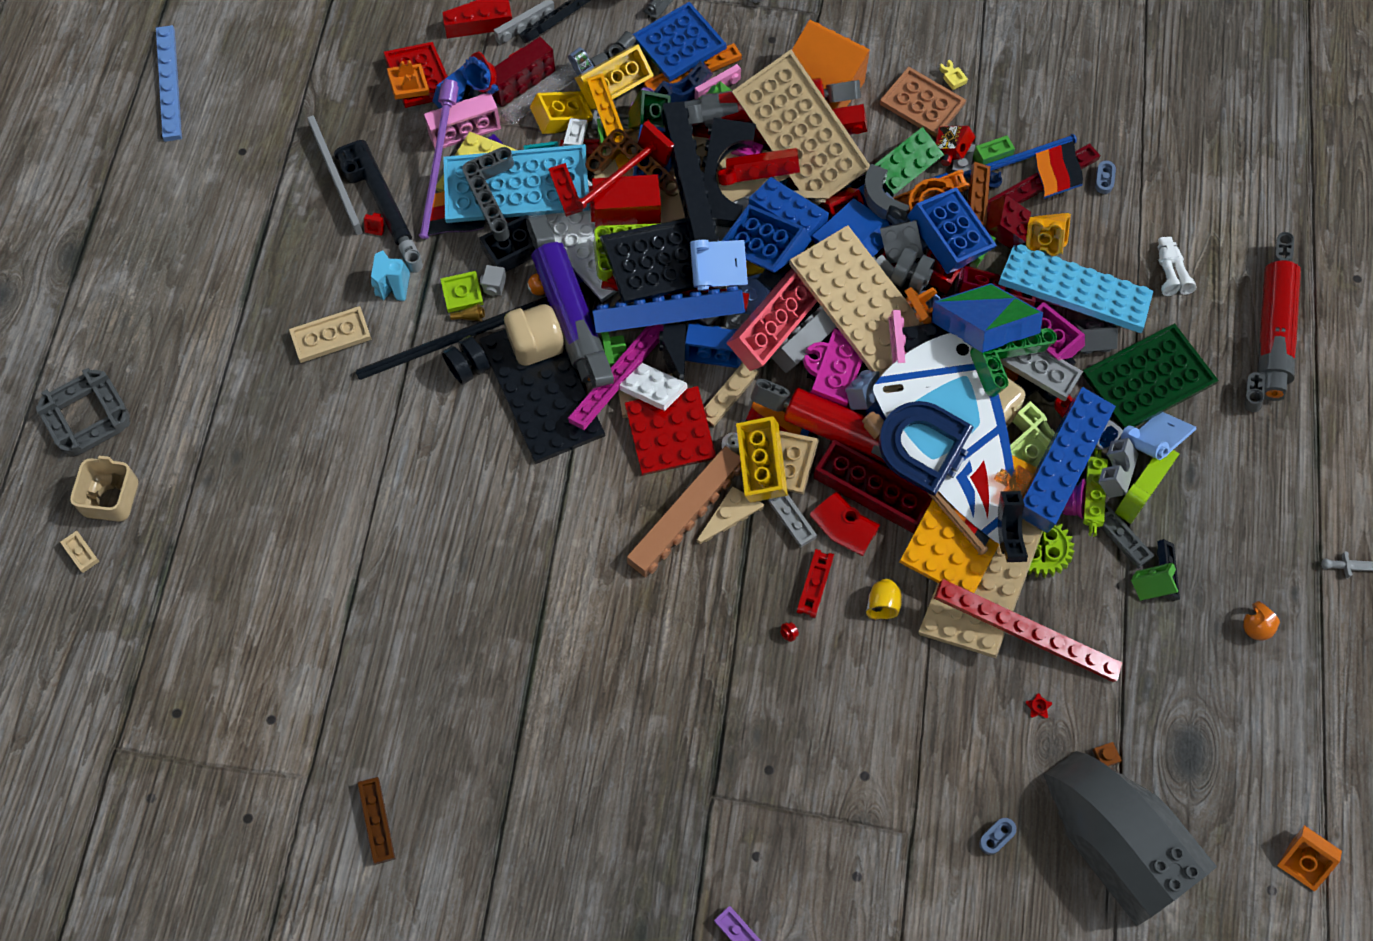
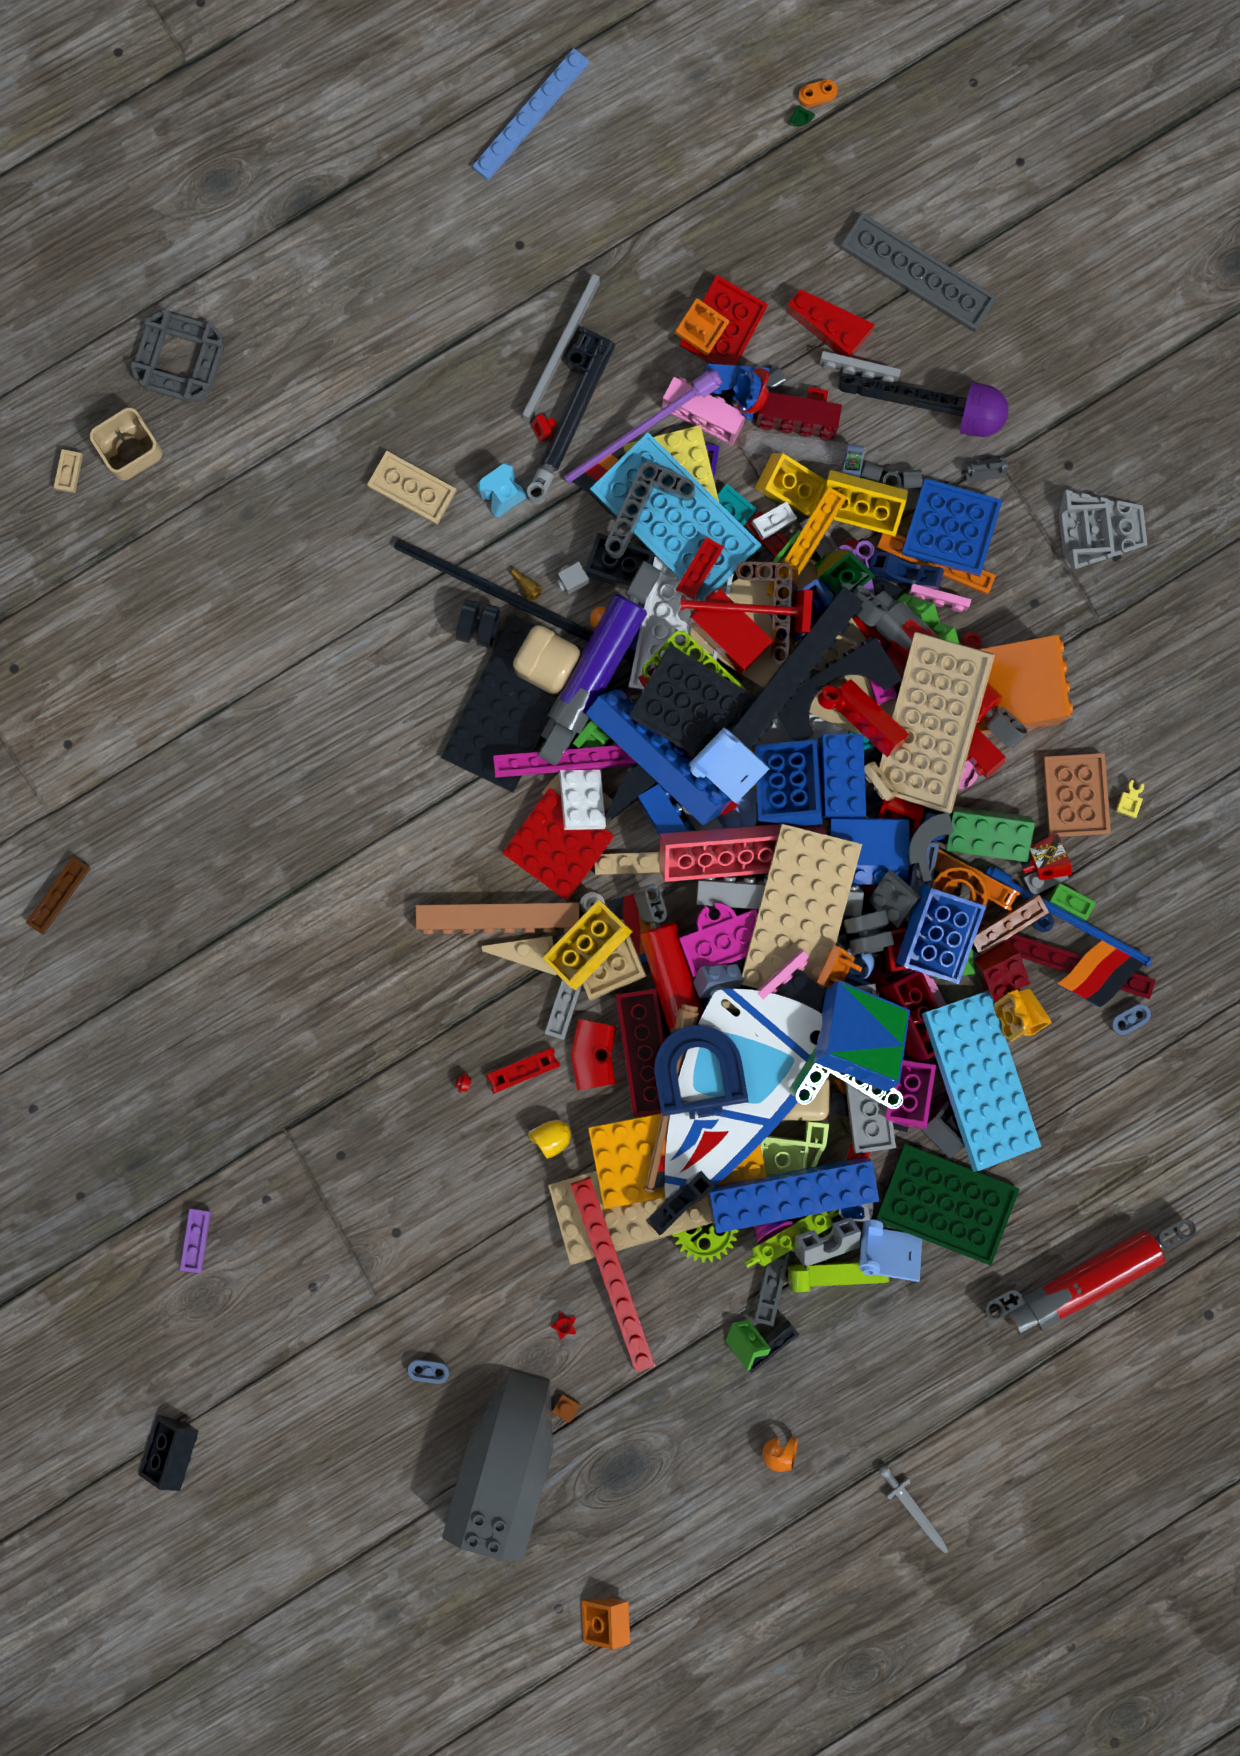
camera: 50 degrees right, 20 degrees up
(461, 291) = (542, 559): lime plate -> none
(1018, 481) = (727, 1175): clear orange plate -> none
(1171, 257) = (1090, 1137): white piece -> none

